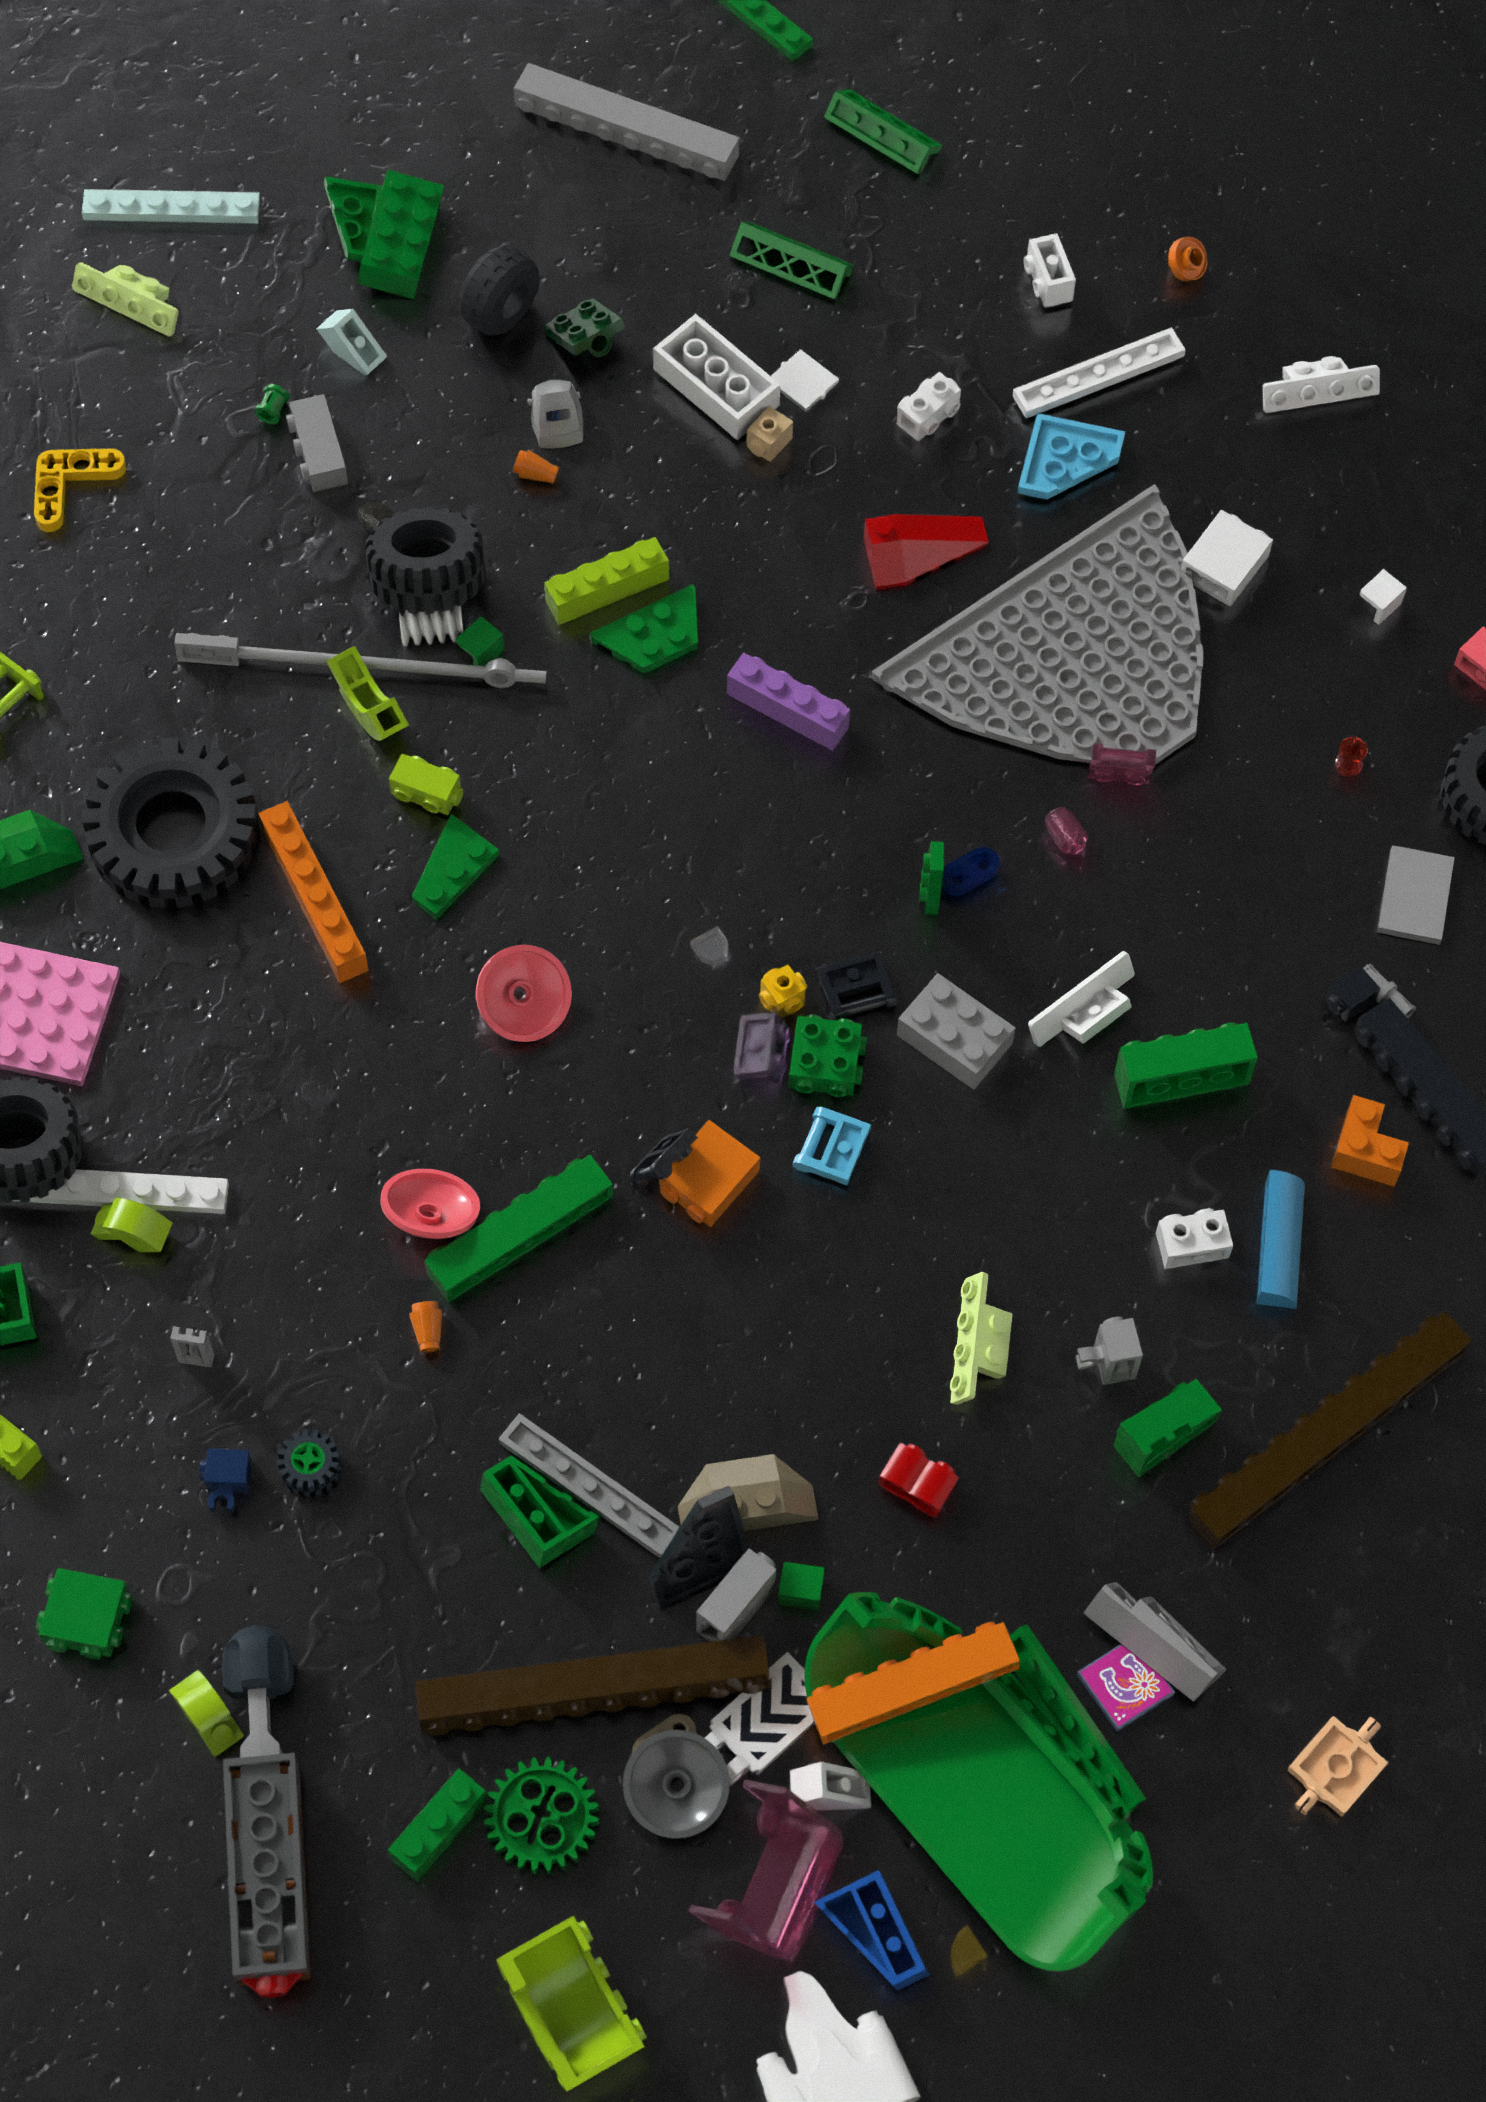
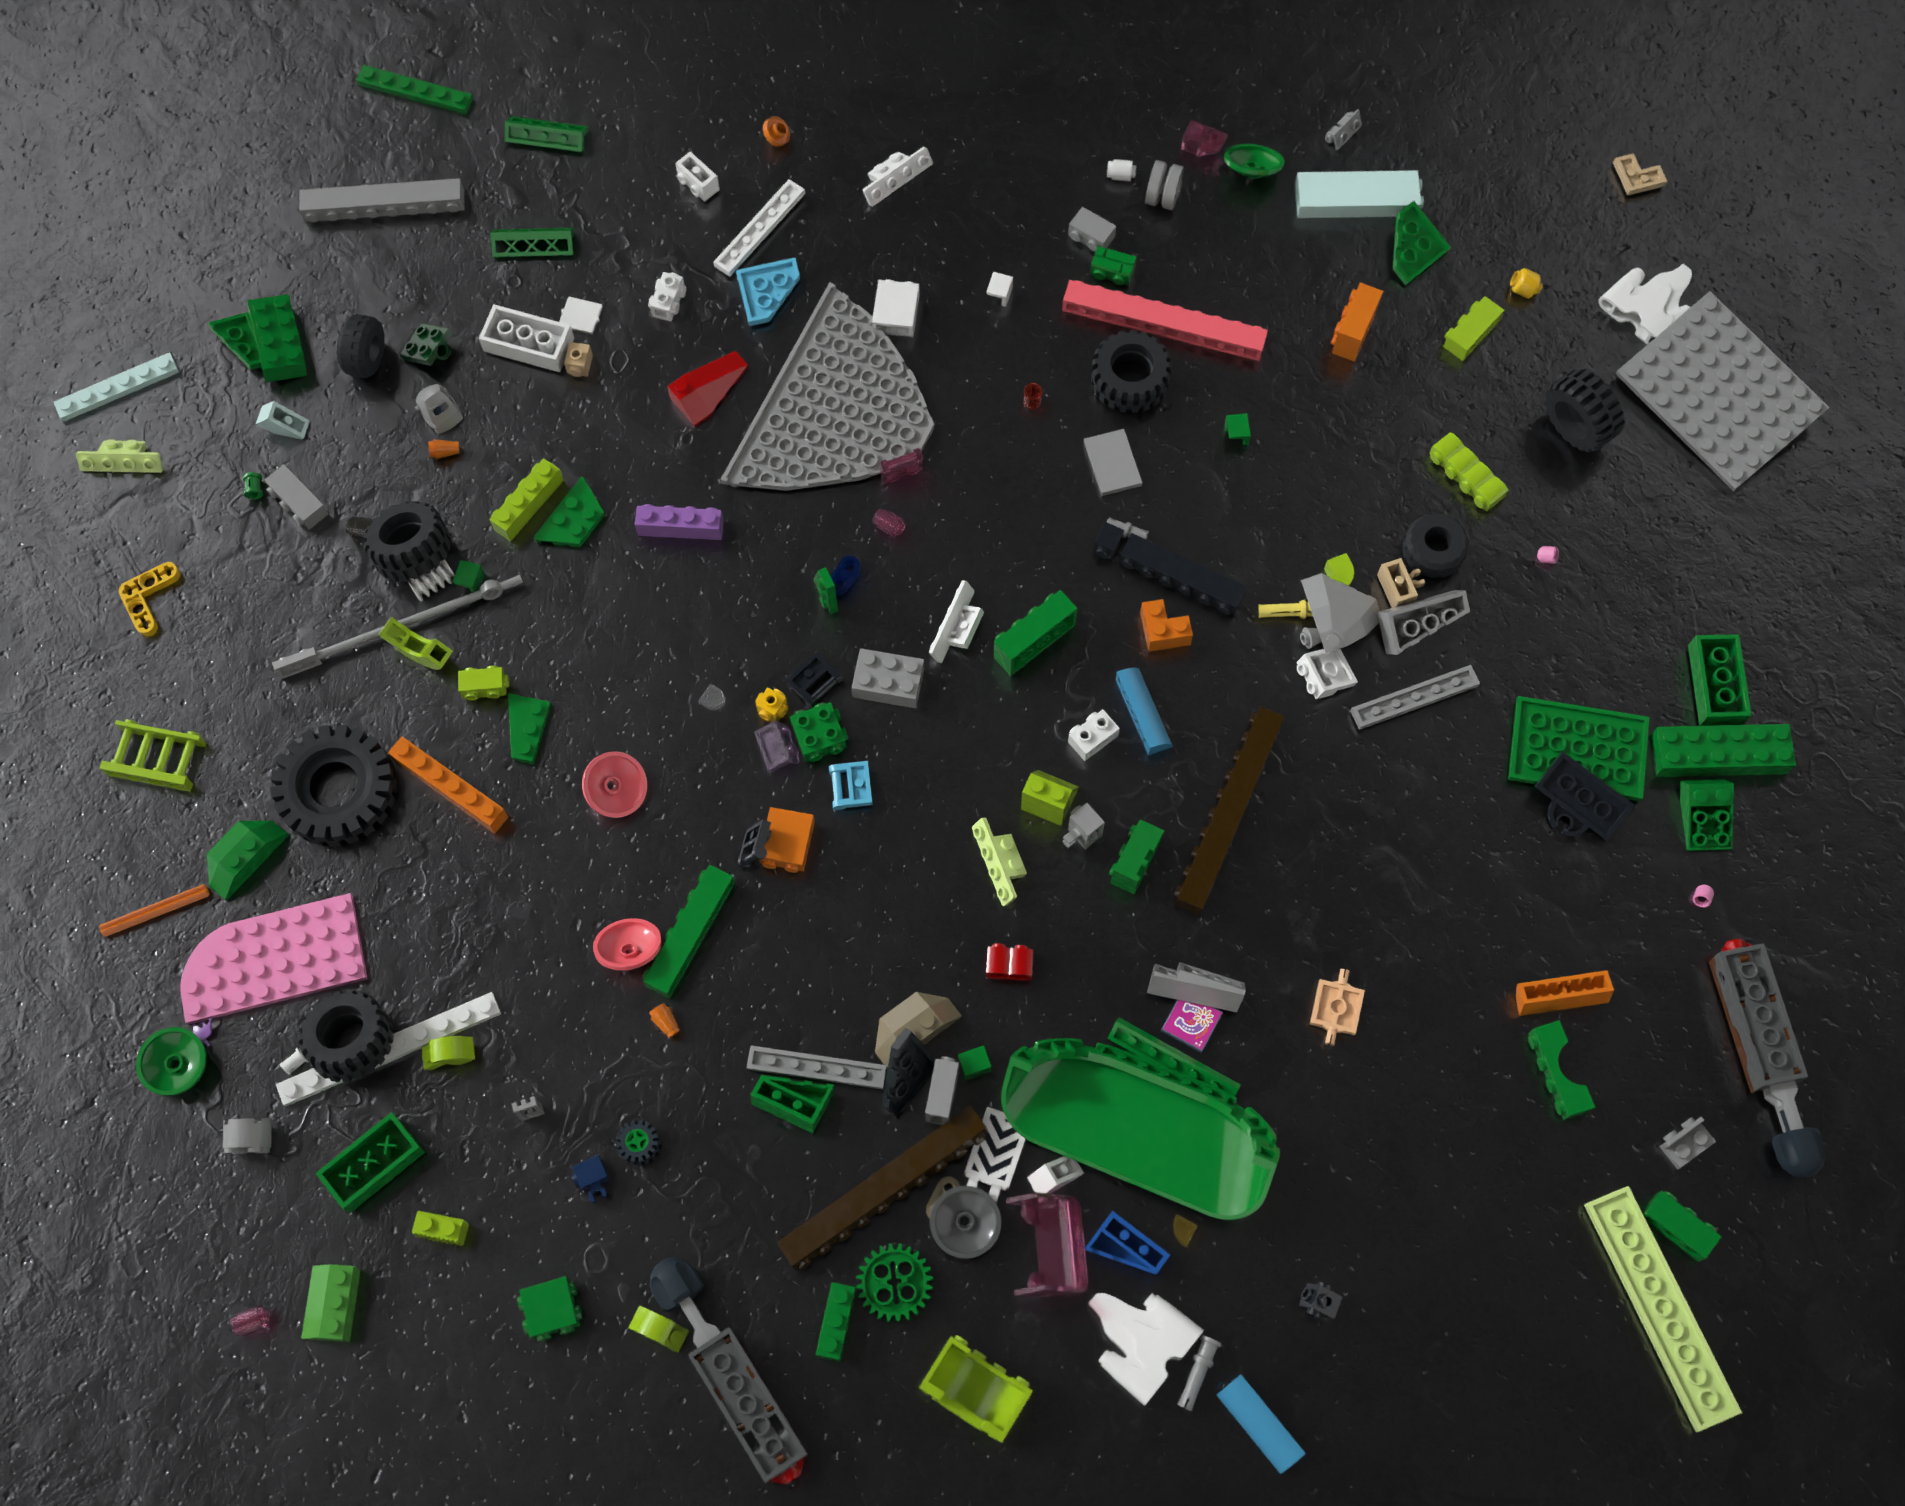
camera: 25 degrees left, 5 degrees up
(912, 1682) = (1072, 1088): orange brick -> none
(1086, 1287) = (1048, 797): none -> lime slope

